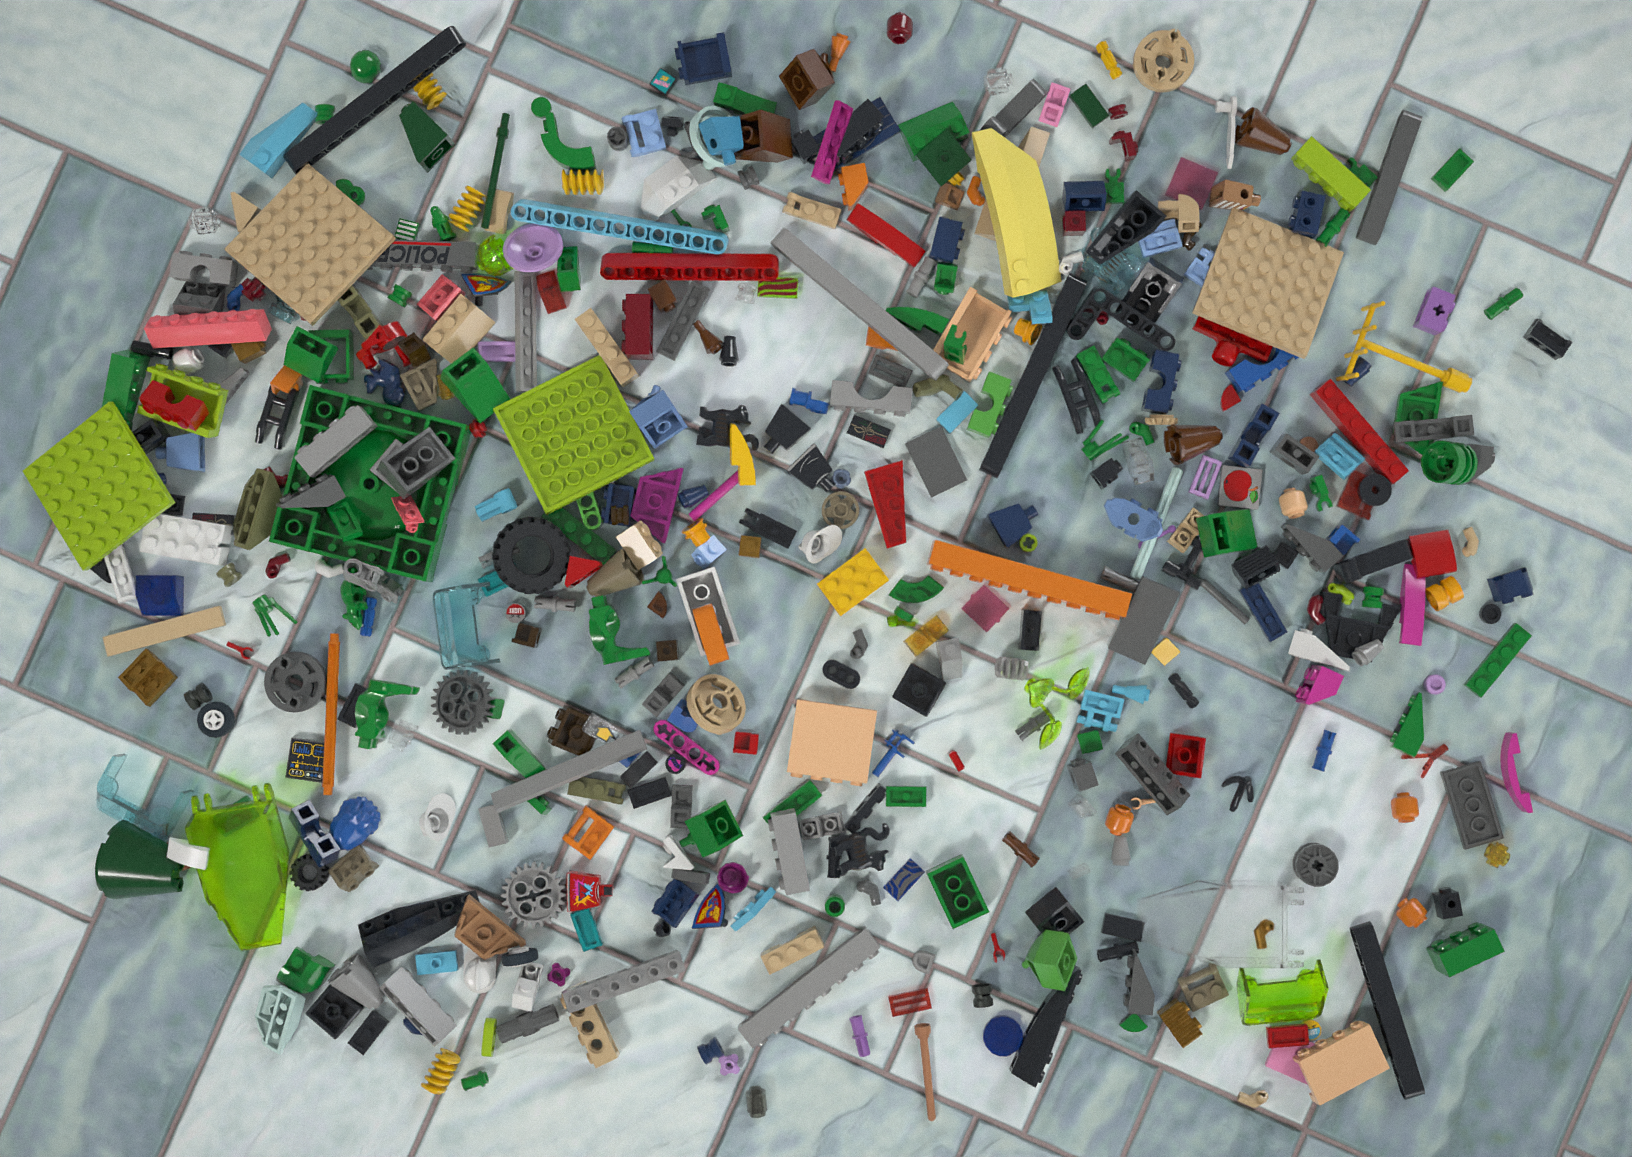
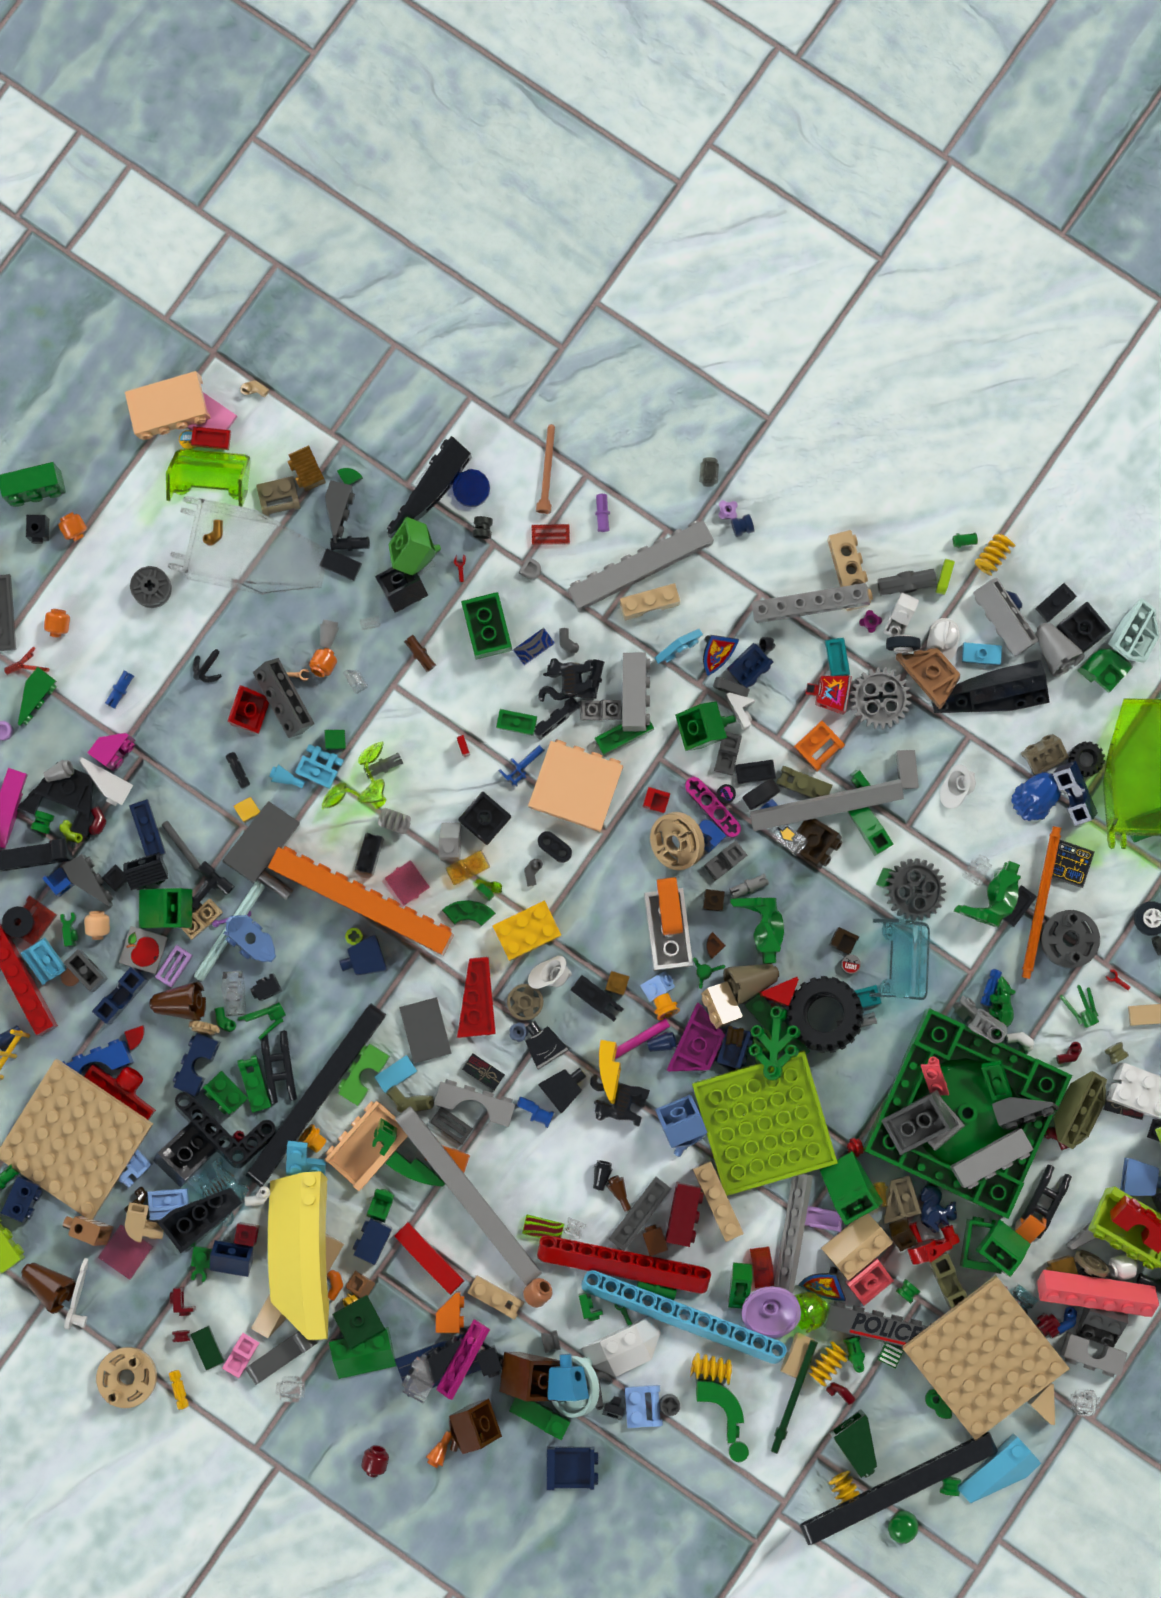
camera: 170 degrees left, 5 degrees down
(219, 357) = (1091, 1263): none -> dark tan wheel
(448, 185) = (842, 1391): none -> dark red arm
(500, 503) = (846, 1070): medium azure piece -> none
(555, 604) = (812, 965): light grey pin -> none
(576, 513) = (775, 1045): none -> green plant
(663, 82) = (615, 1454): tile -> none
(732, 878) = (692, 678): magenta hair -> none
(770, 222) = (537, 1292): none -> nougat head
(834, 911) = (602, 629): green brick -> none
(869, 106) = (421, 1380): none -> clear slope
(921, 277) = (403, 1211): light grey pin -> none
(1082, 774) = (348, 710): dark grey brick -> none
(1387, 1010) = (114, 444): black beam -> none

